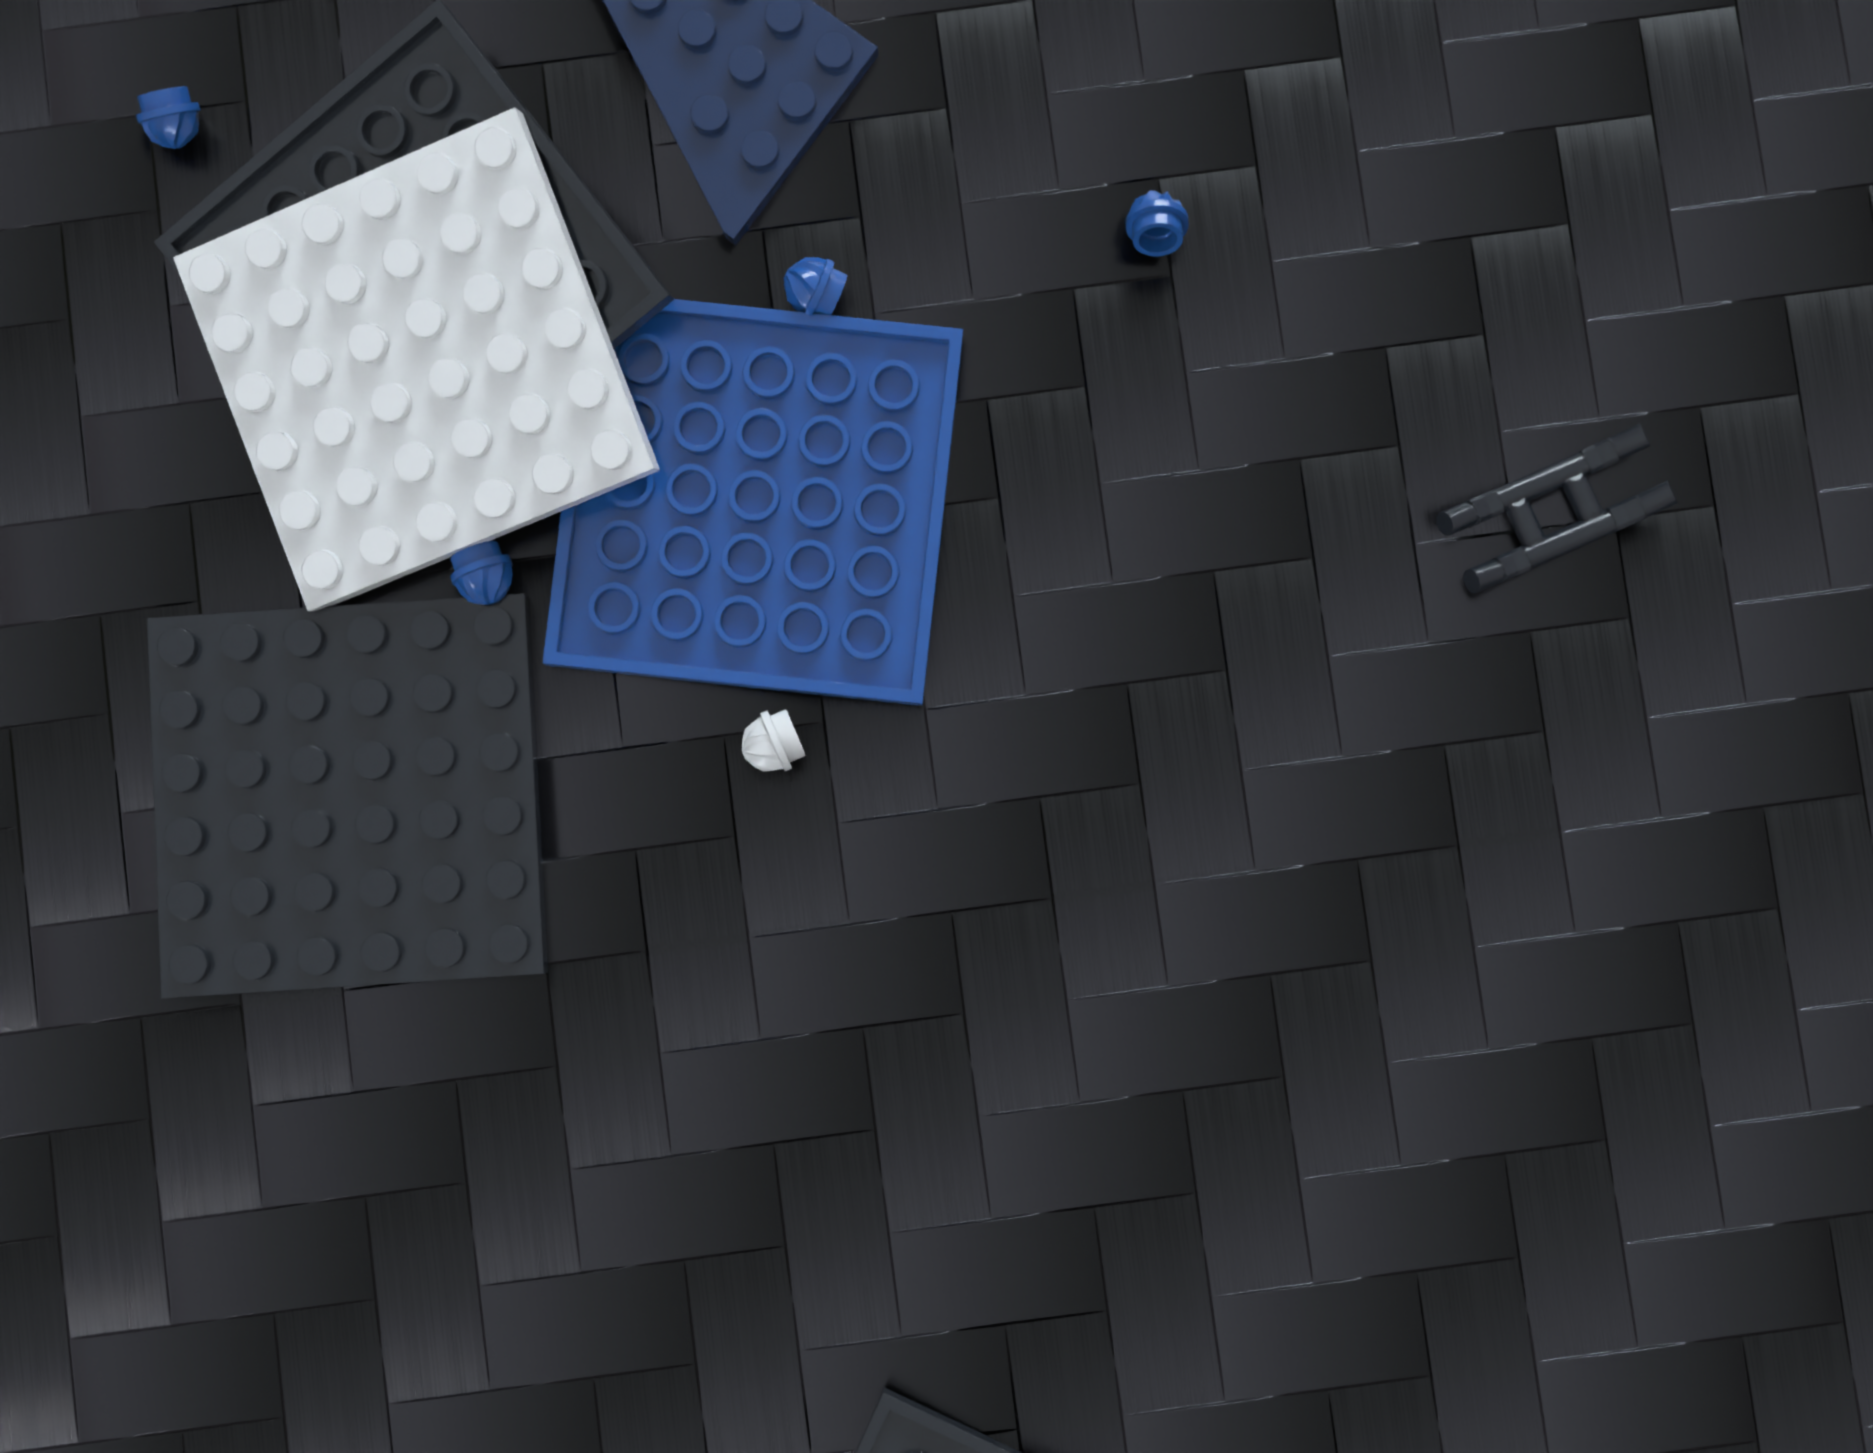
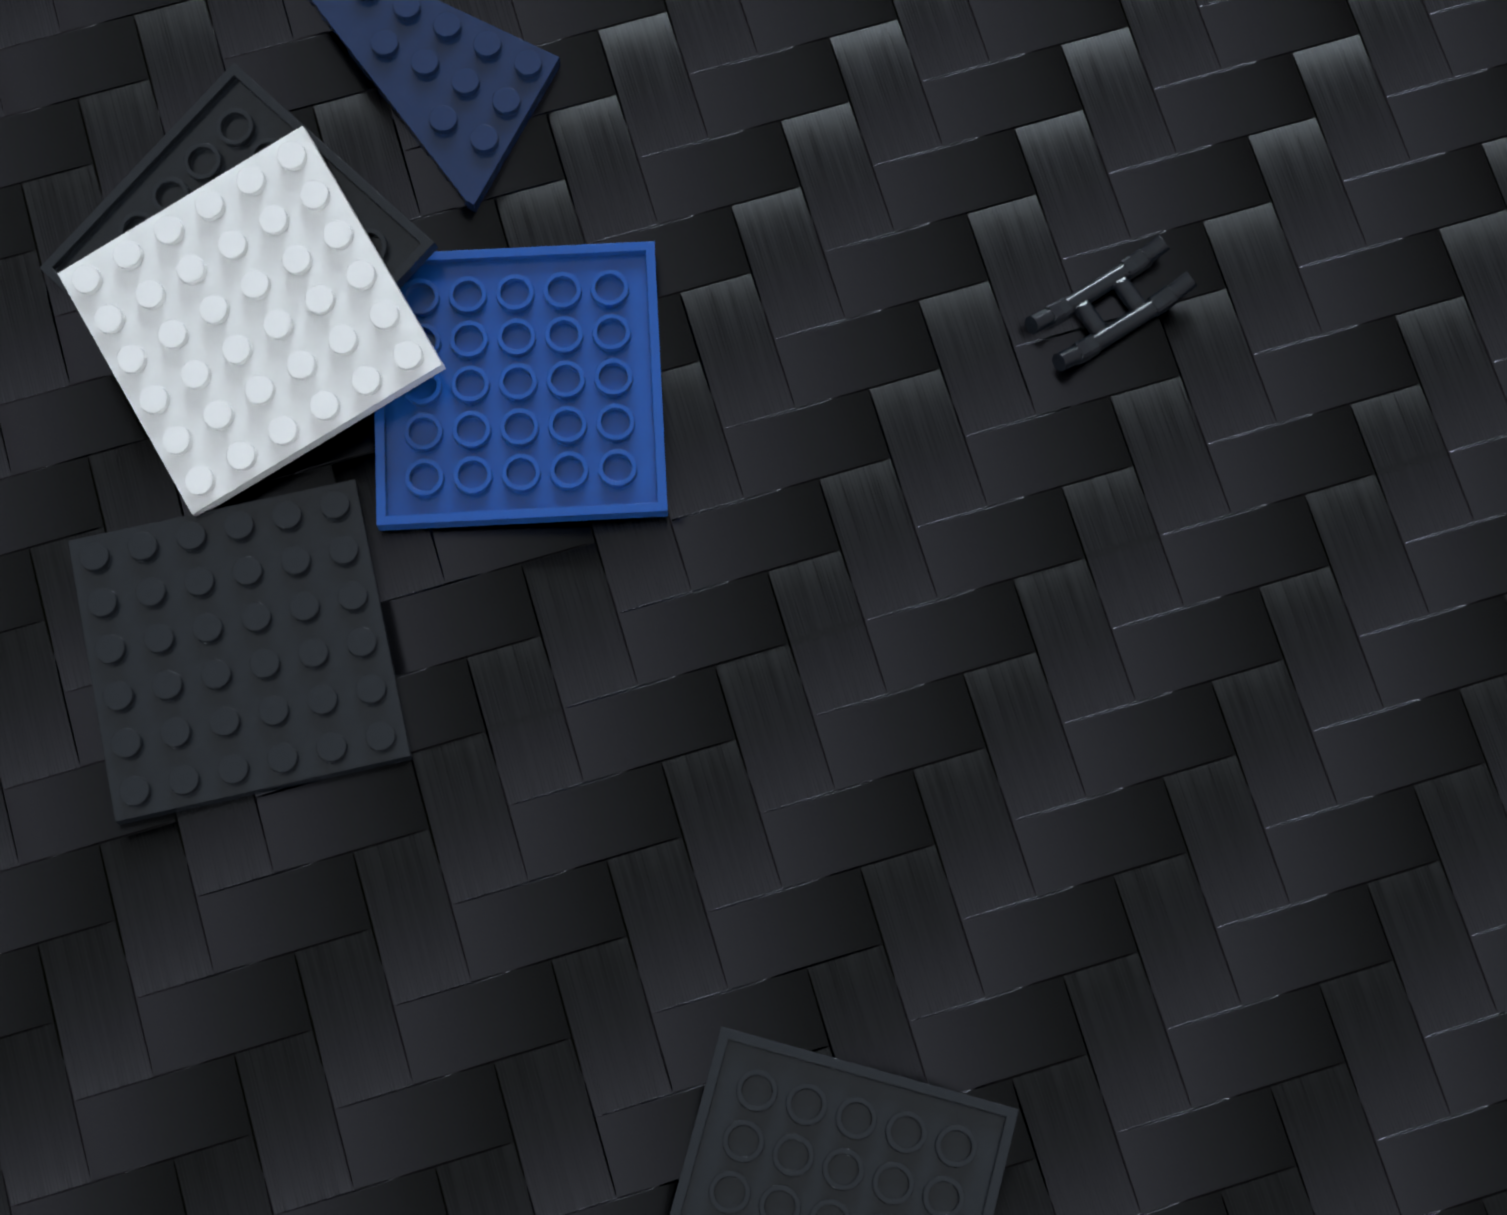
camera: 20 degrees left, 10 degrees down
(169, 116) = (38, 178): blue plate -> none
(482, 573) = (320, 467): blue plate -> none
(771, 742) = (559, 557): white plate -> none
(814, 285) = (539, 227): blue plate -> none
(1157, 224) = (784, 149): blue plate -> none

